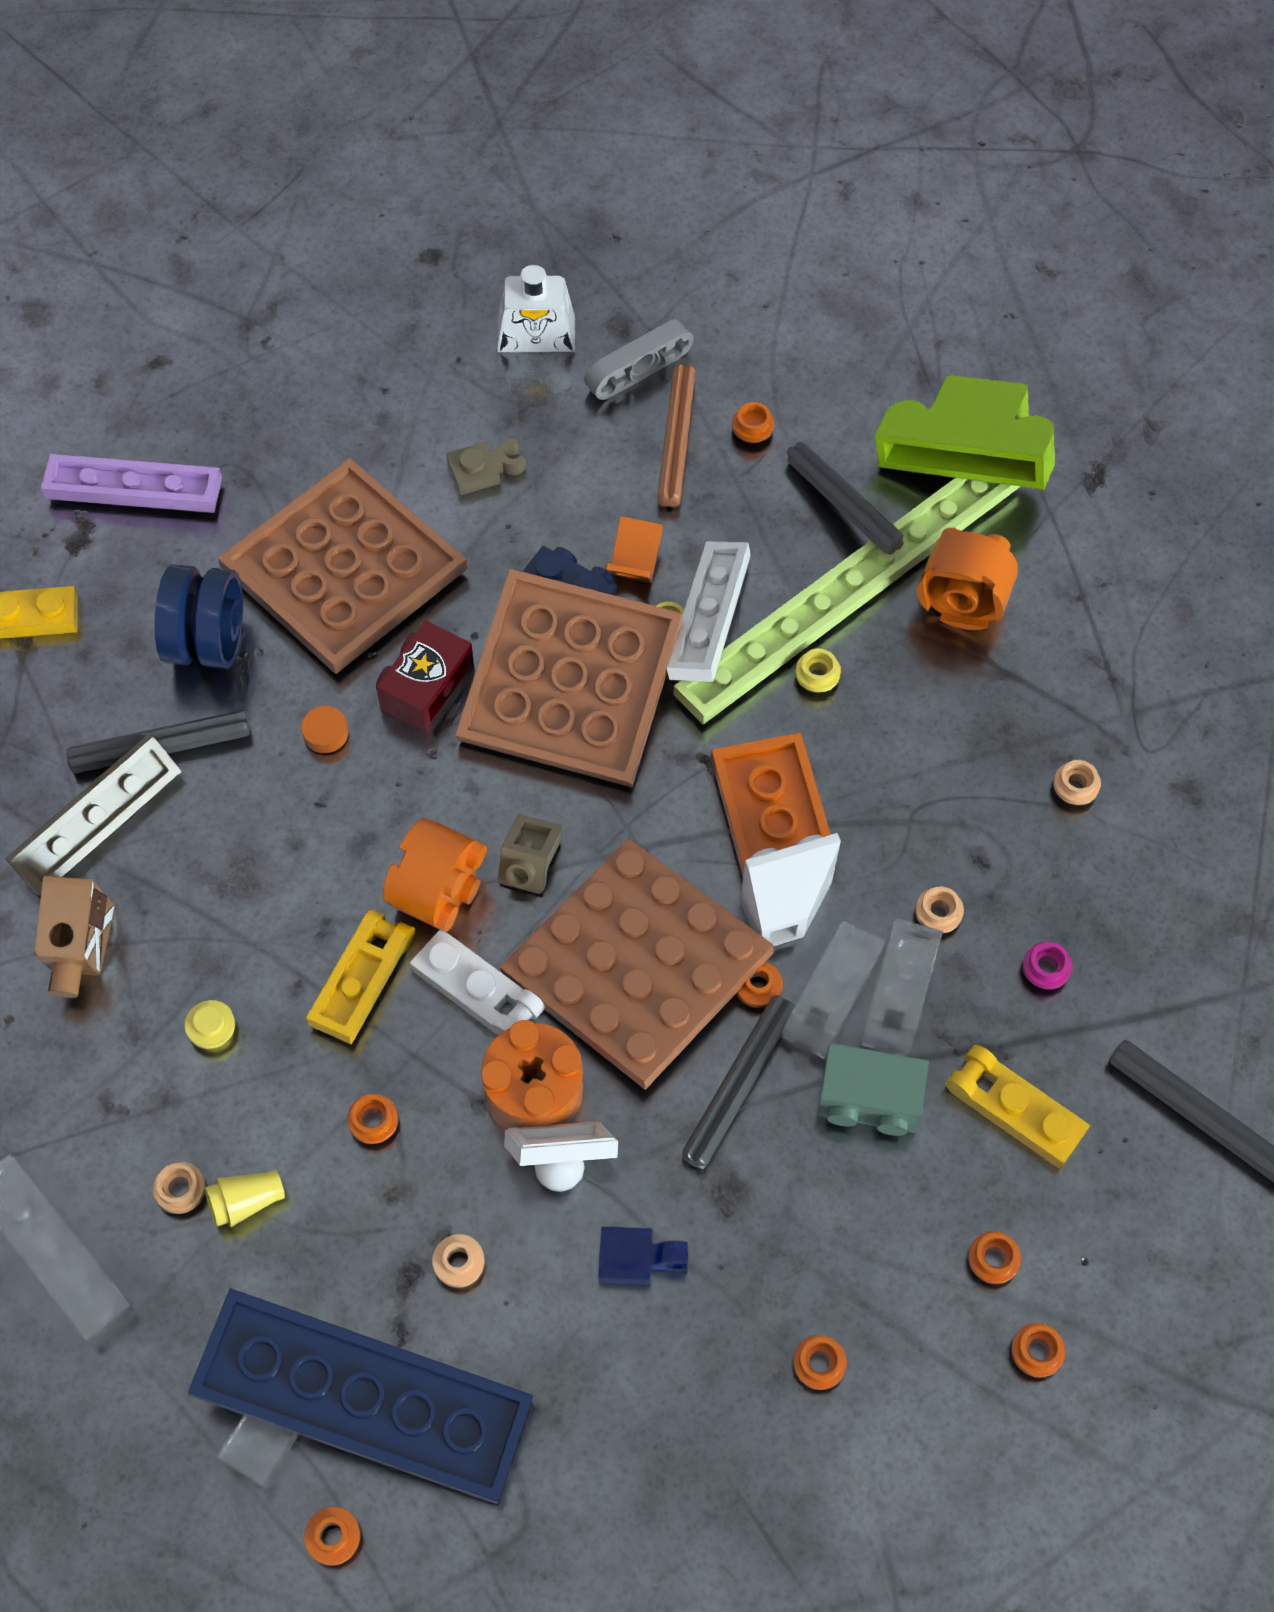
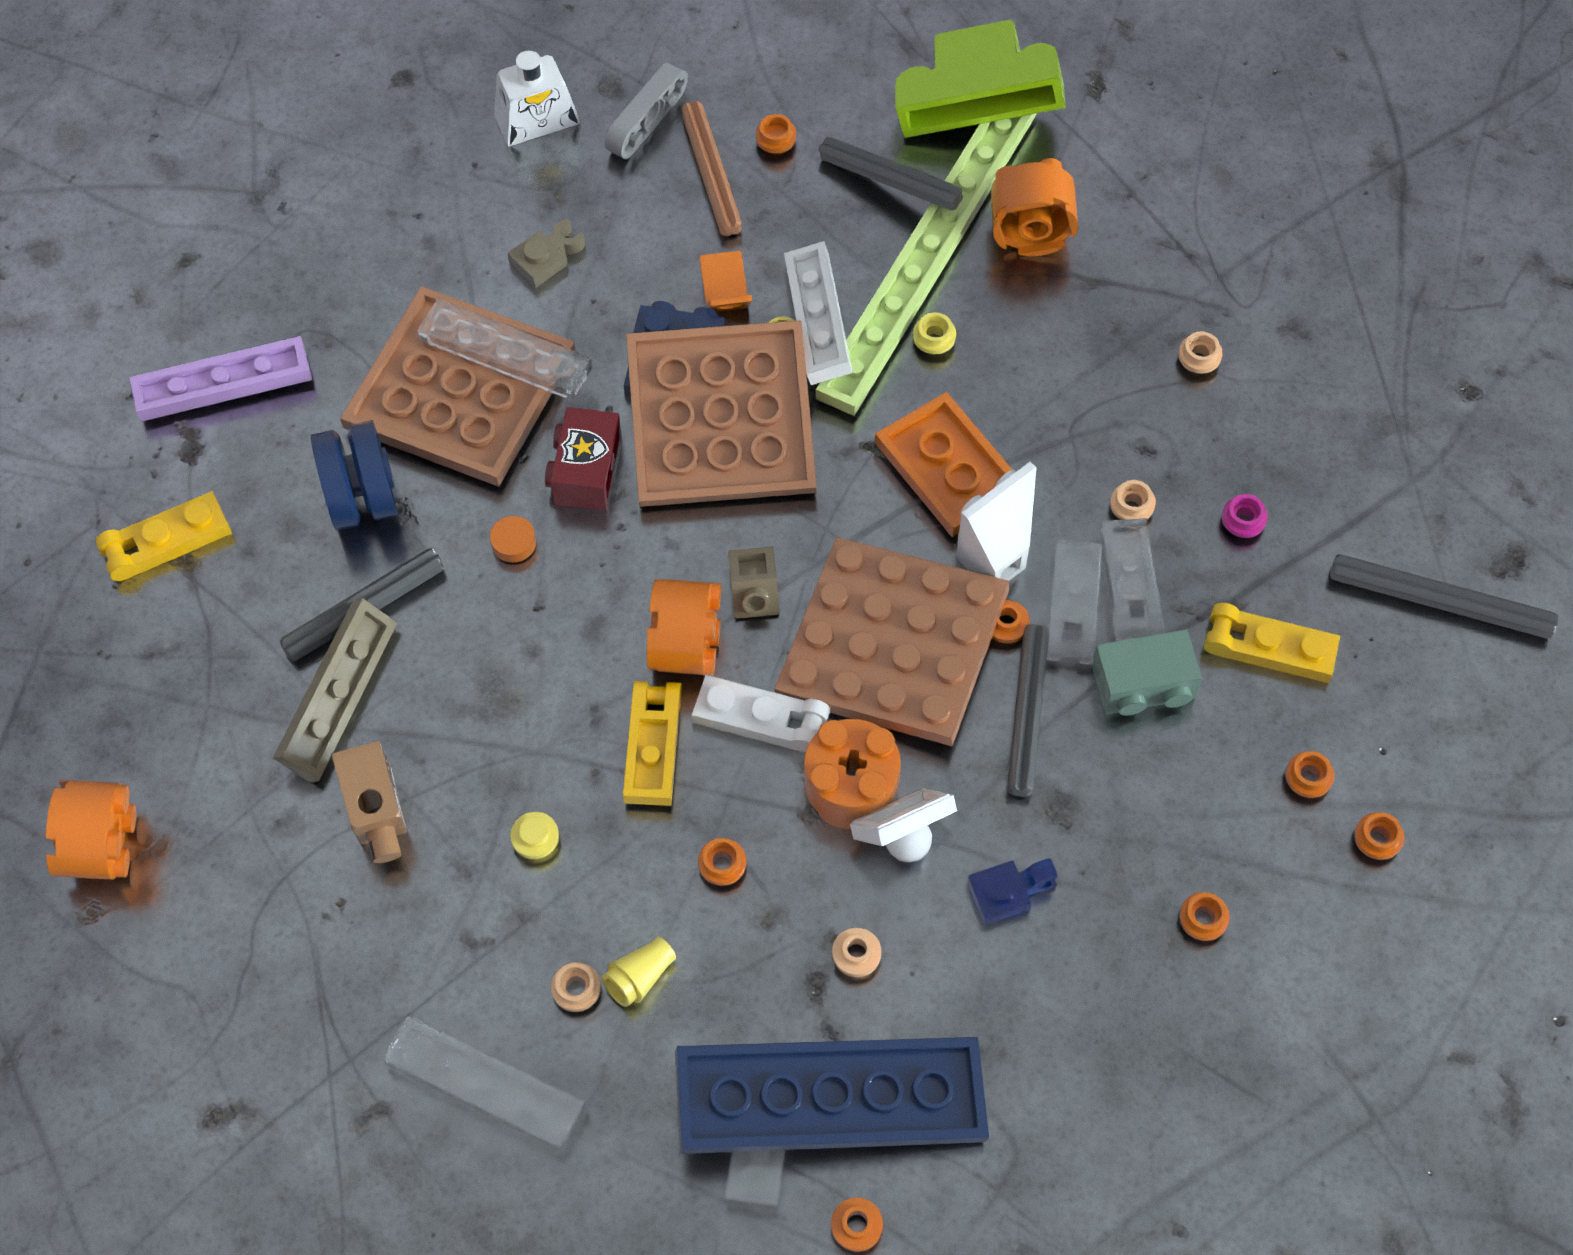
camera: 20 degrees left, 0 degrees up
(397, 545) = (505, 349): none -> clear plate

